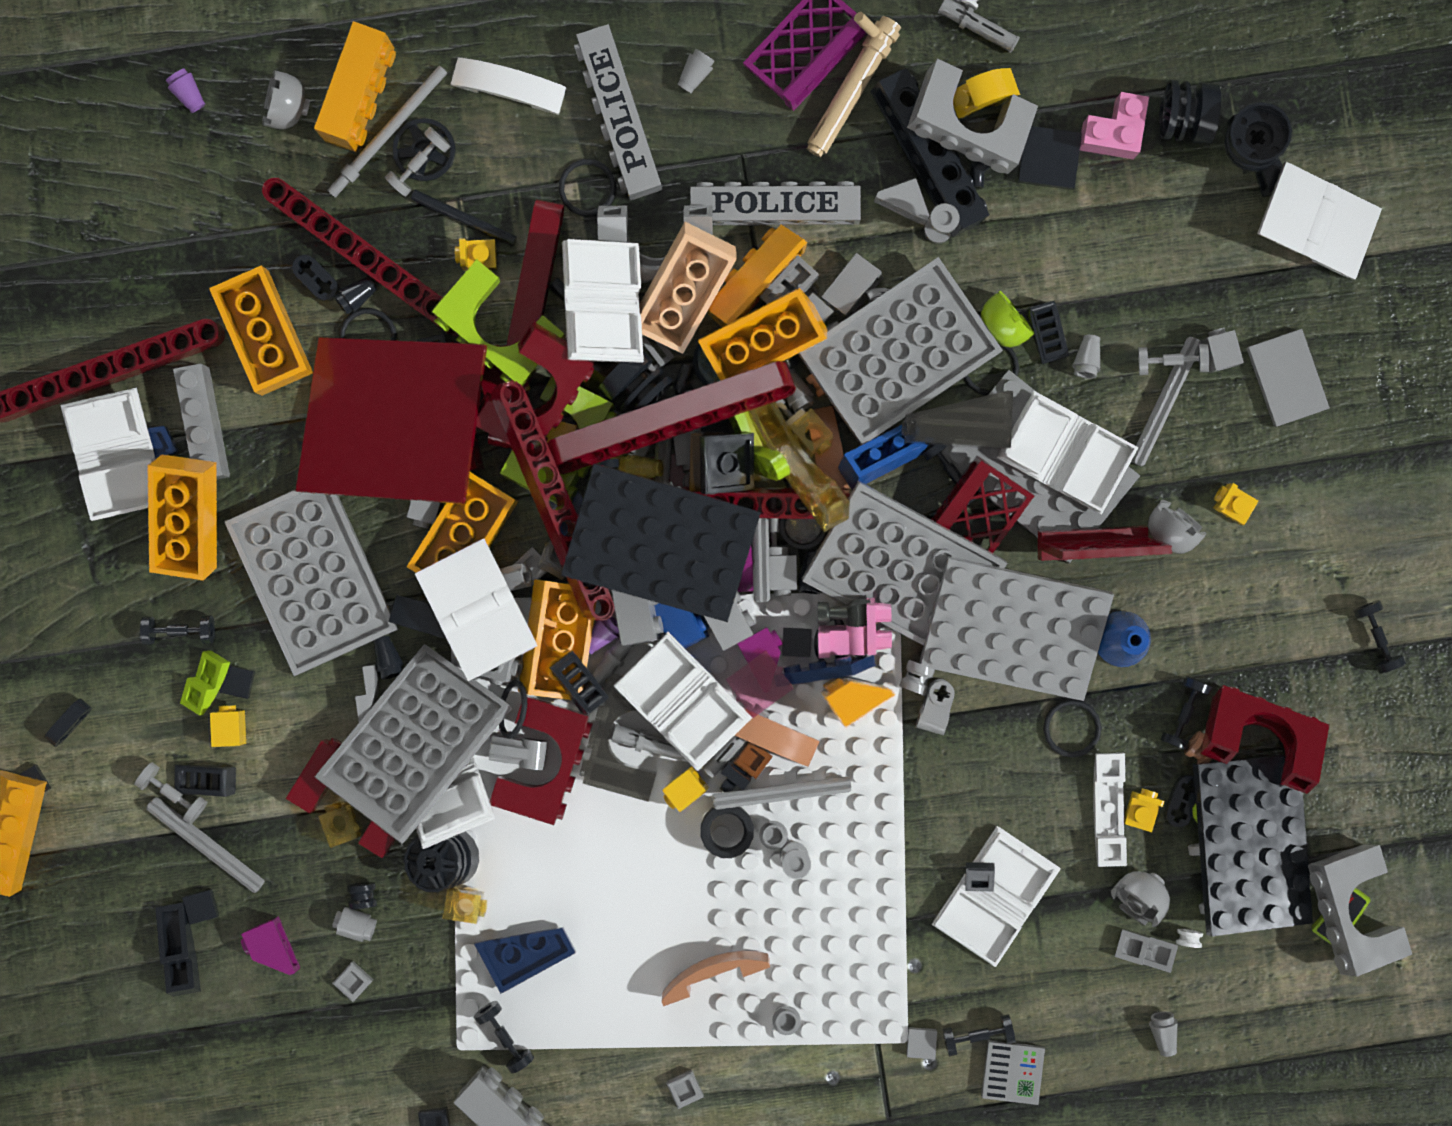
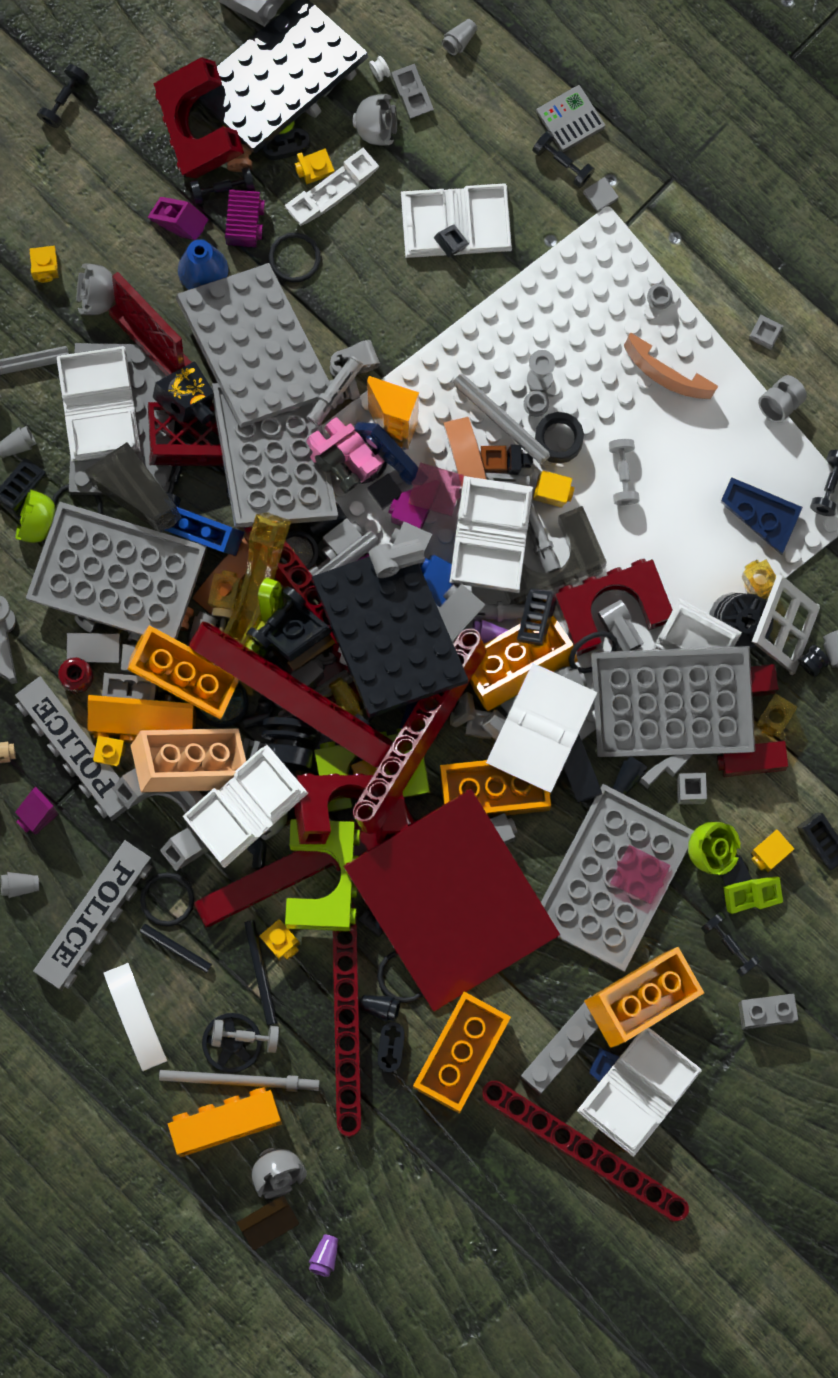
camera: 130 degrees left, 10 degrees down
(96, 615) = (768, 1011): none -> light grey brick
(251, 65) = (268, 1223): none -> dark brown panel
(266, 678) = (714, 847): none -> lime cylinder
(294, 599) = (640, 874): none -> clear pink piece
(331, 701) = (691, 788): none -> light grey brick
(422, 924) = (798, 598): none -> white window
(539, 163) = (175, 948): none -> black bar
(610, 1054) = (782, 399): none -> light grey wheel
(653, 863) = (623, 446): none -> light grey wheel
(721, 590) = (389, 559): none -> light grey piece
(744, 129) = (35, 812): none -> magenta slope
(749, 229) = (109, 751): none -> yellow bracket
(750, 455) = (293, 598): none -> black wheel
(840, 242) = (73, 667): none -> dark red head
(915, 655) = (329, 398): none -> light grey pin
(1015, 533) = (185, 394): none -> black torso
(1141, 709) = (243, 218): none -> magenta brick
(1186, 652) = (178, 217): none -> magenta slope

